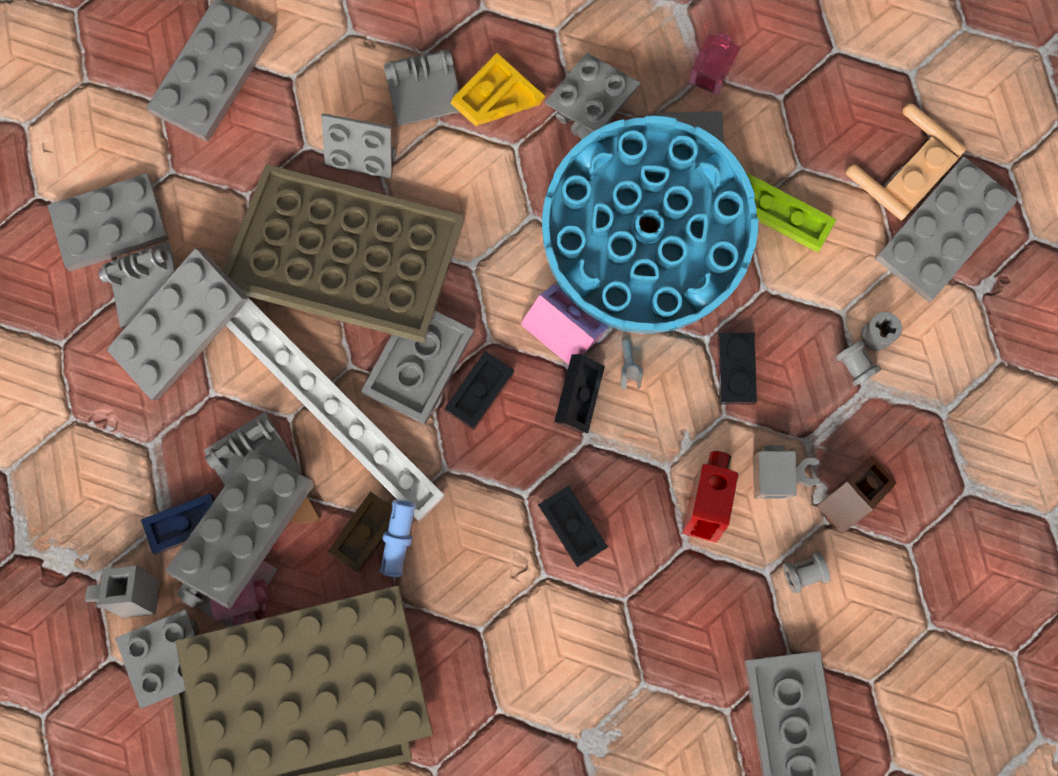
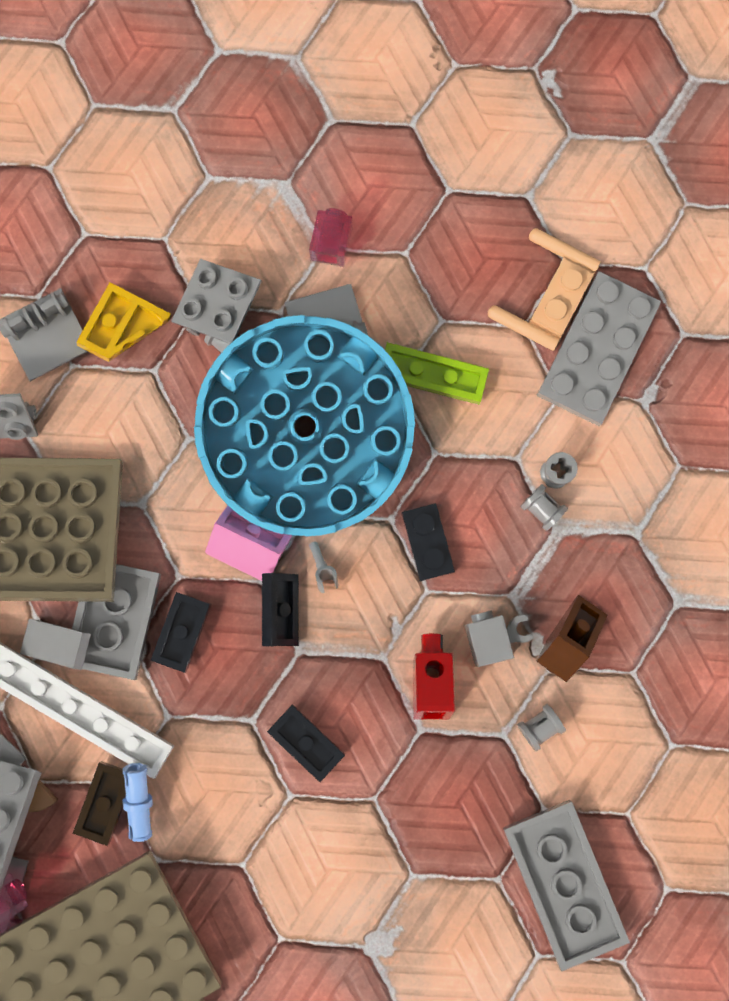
camera: 20 degrees left, 5 degrees up
(359, 369) = (55, 644): none -> light grey tile

